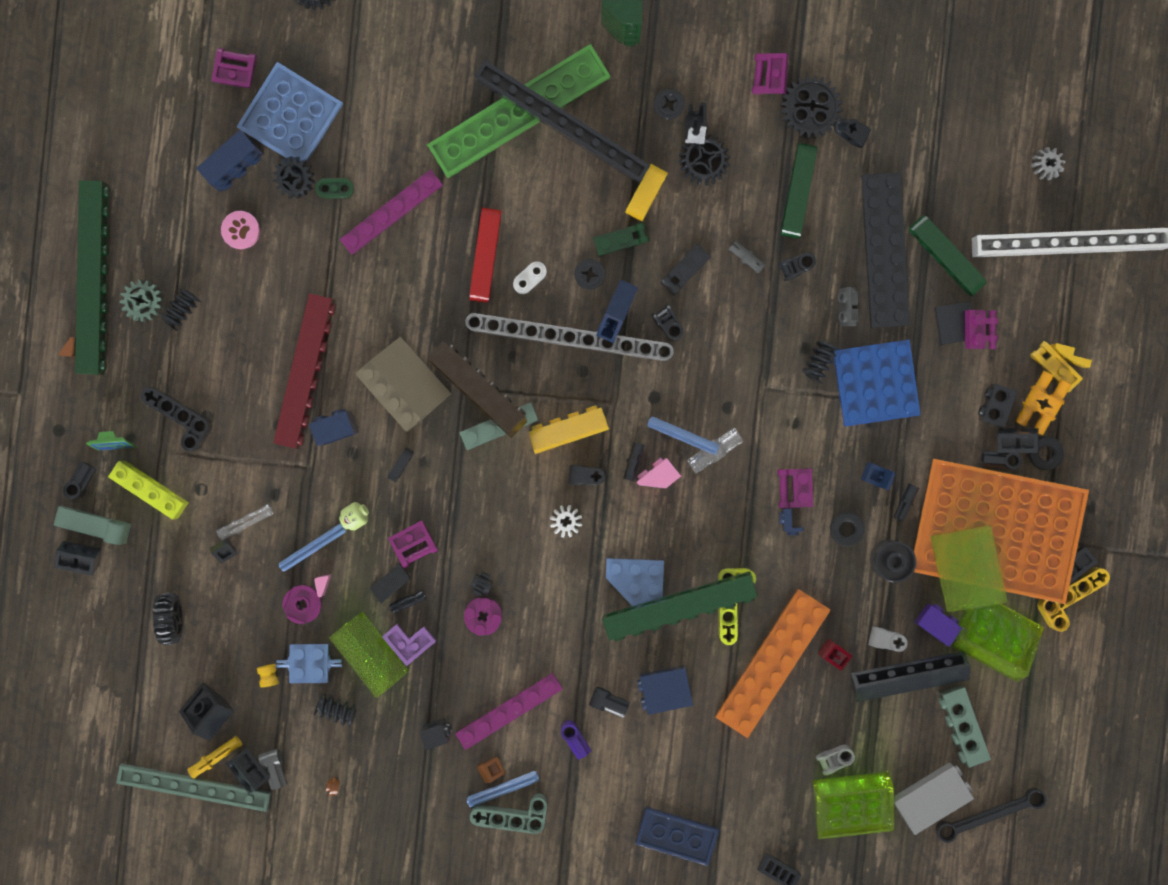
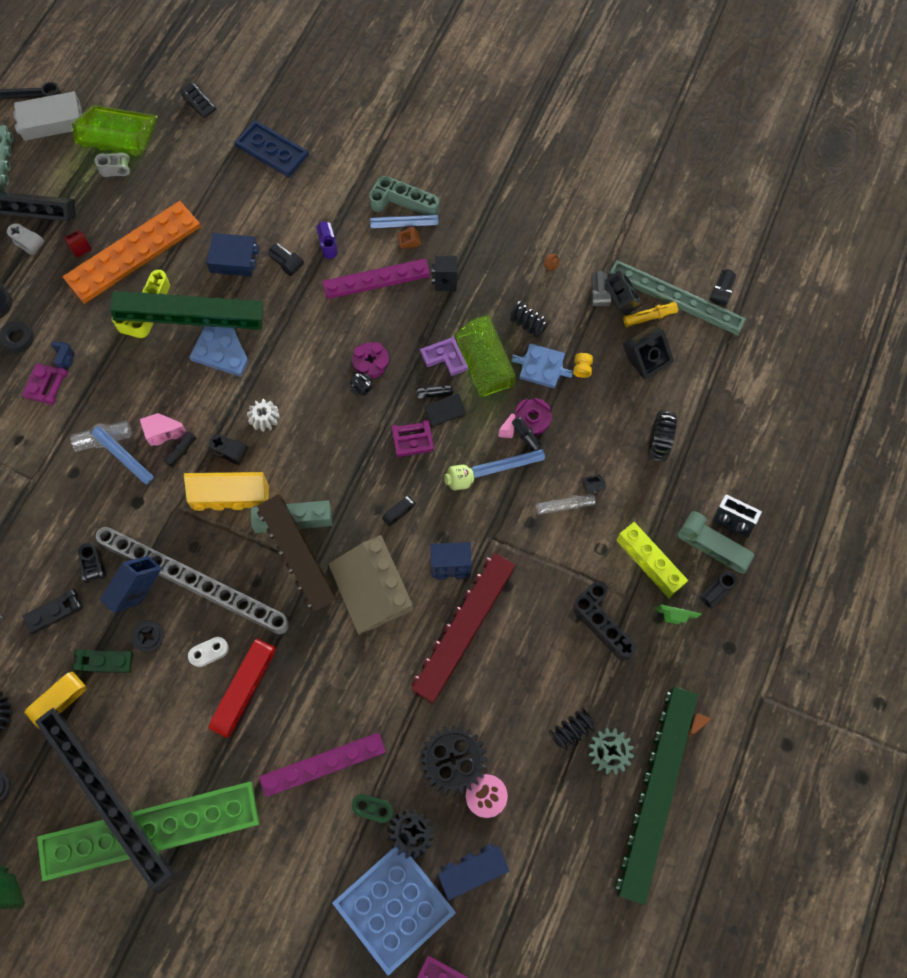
camera: 165 degrees left, 20 degrees down
(147, 807) = (722, 290): none -> black piece
(267, 235) = (458, 779): none -> black gear
(301, 580) = (526, 433): none -> black axle

